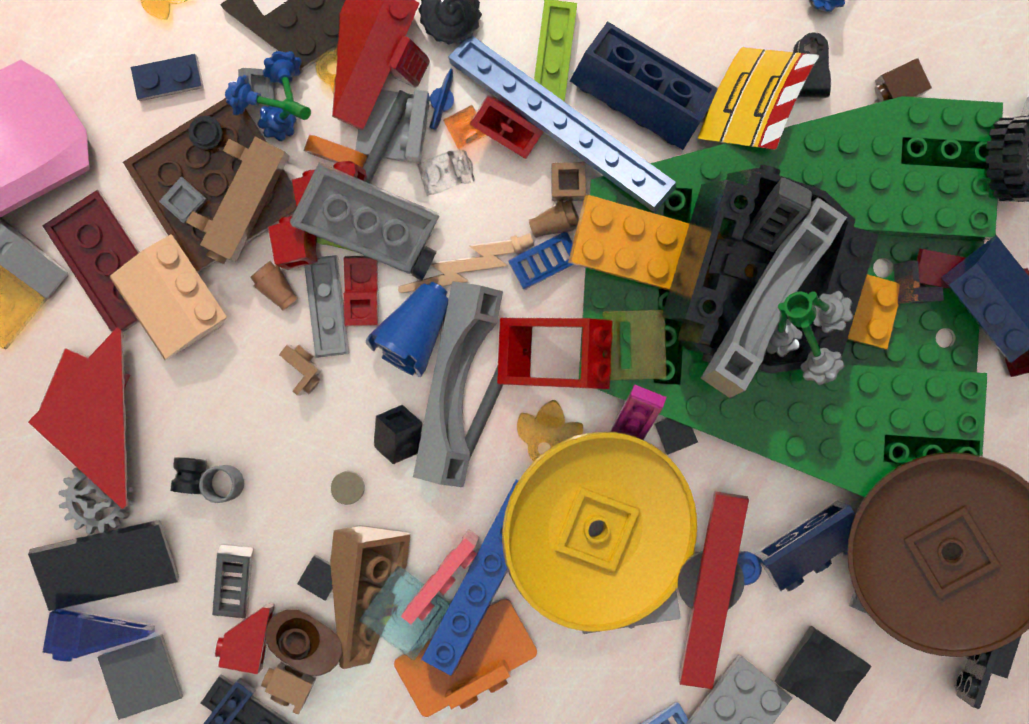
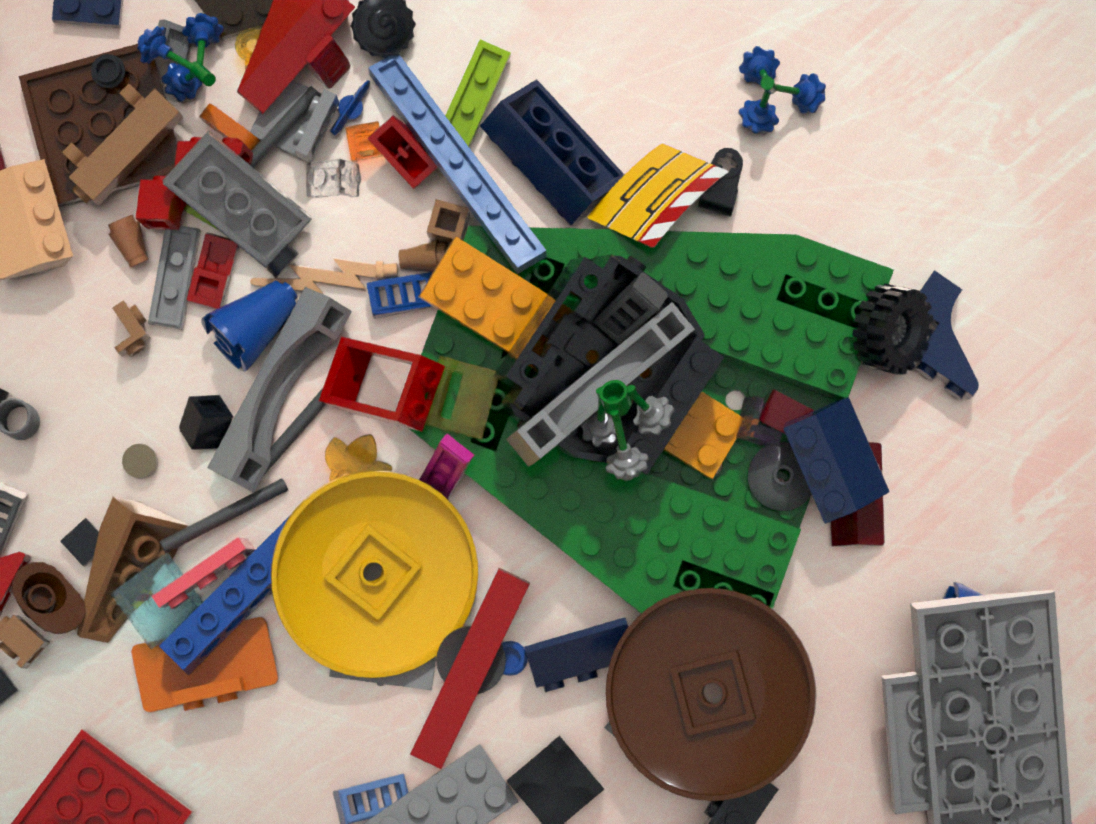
camera: 25 degrees right, 5 degrees down
(183, 199) = (66, 129): flat silver tile -> none
(440, 516) = (223, 515): none -> dark grey bar
(675, 435) = (480, 505): black tile -> none
(904, 80) = (808, 222): reddish brown brick -> none
(933, 332) = (764, 480): none -> dark grey dish

